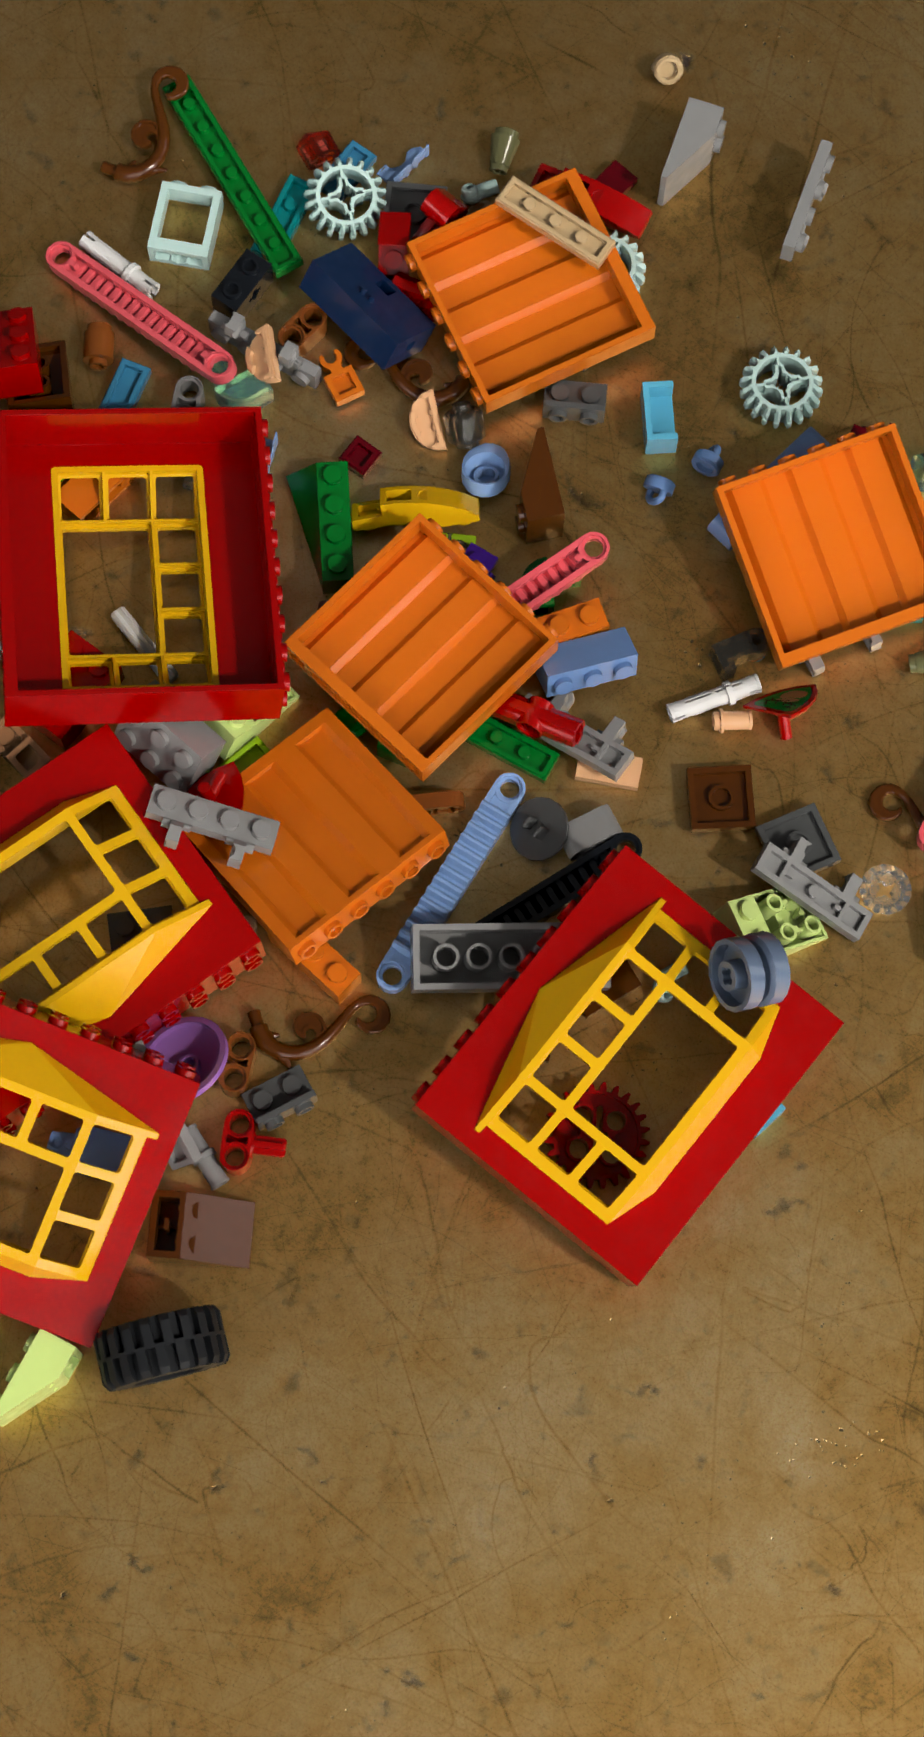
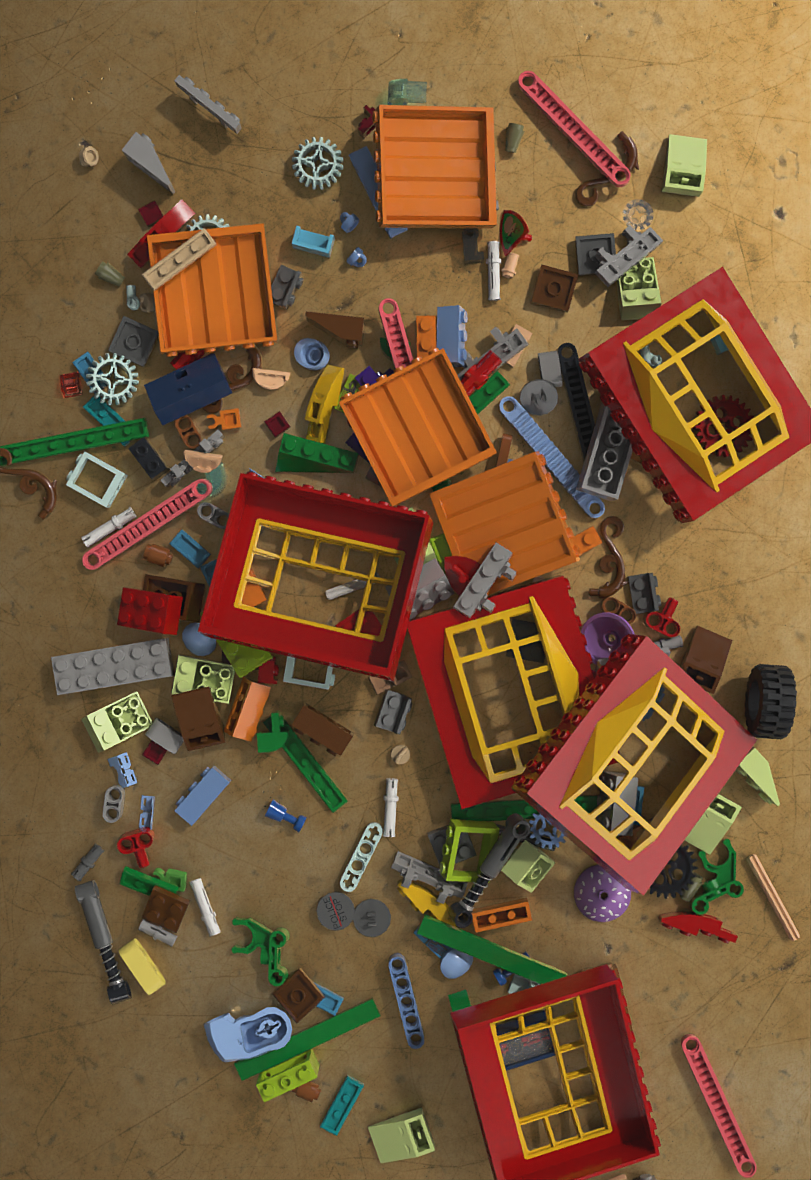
camera: 70 degrees left, 15 degrees up
(392, 242) = (150, 359): red slope -> none
(413, 158) = (102, 343): light blue piece -> none
(440, 210) = (146, 327): red beam -> none
(464, 425) = (281, 357): clear smoke head -> none
(749, 971) = (687, 308): sand blue wheel -> none

